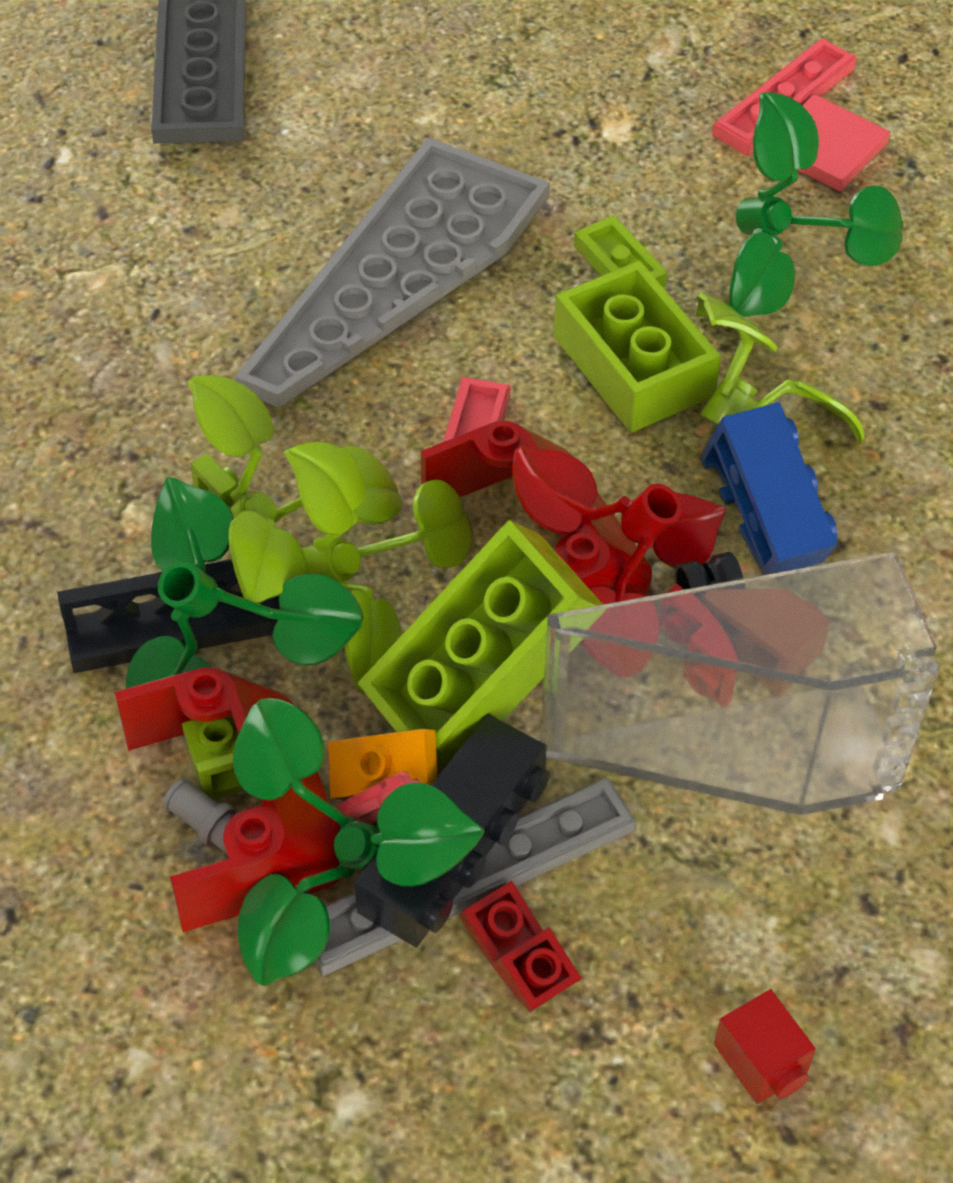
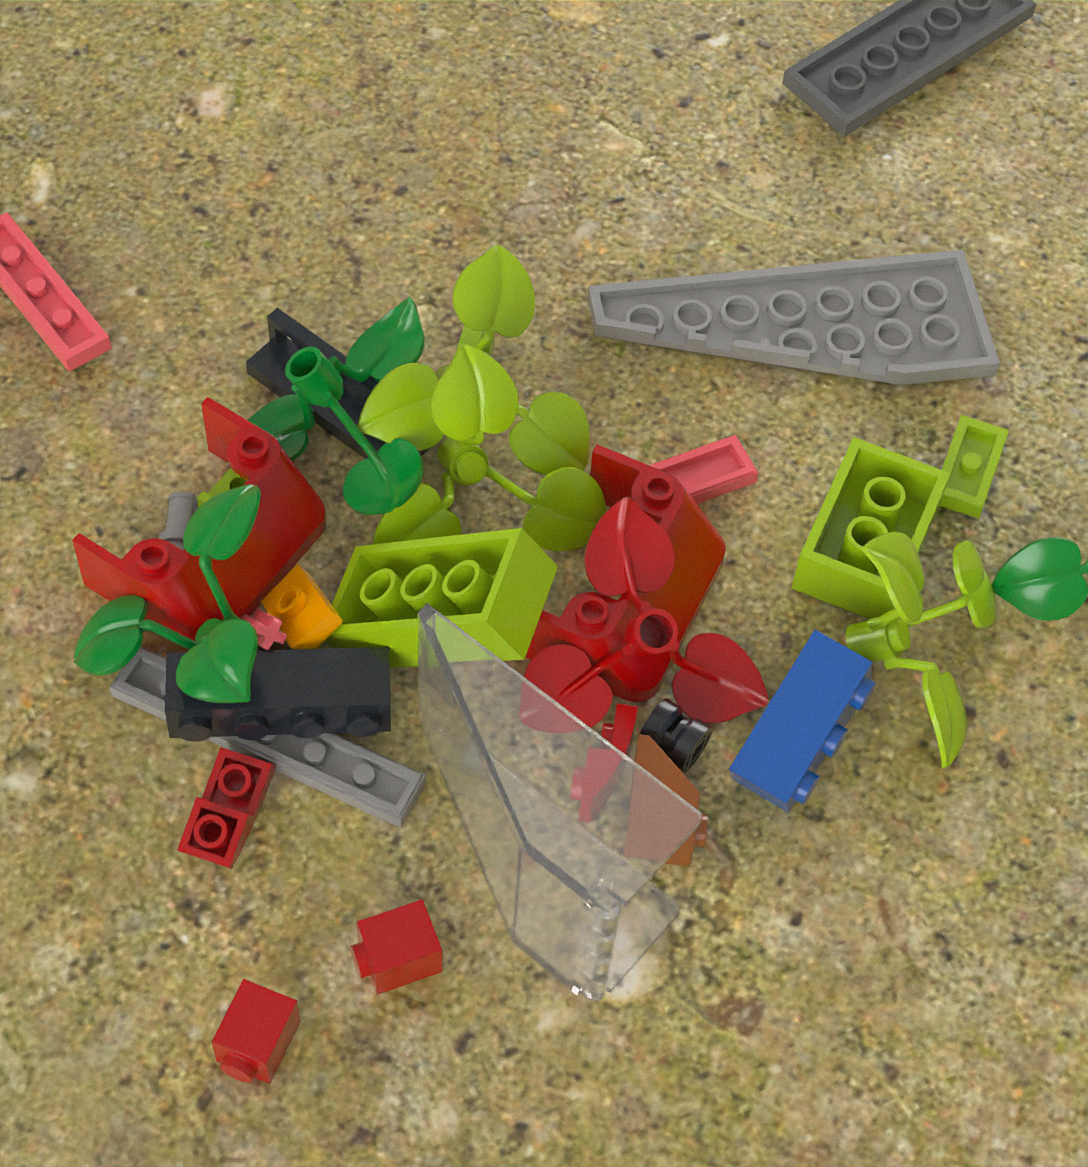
camera: 50 degrees right, 5 degrees up
(760, 891) = (397, 947): none -> red brick

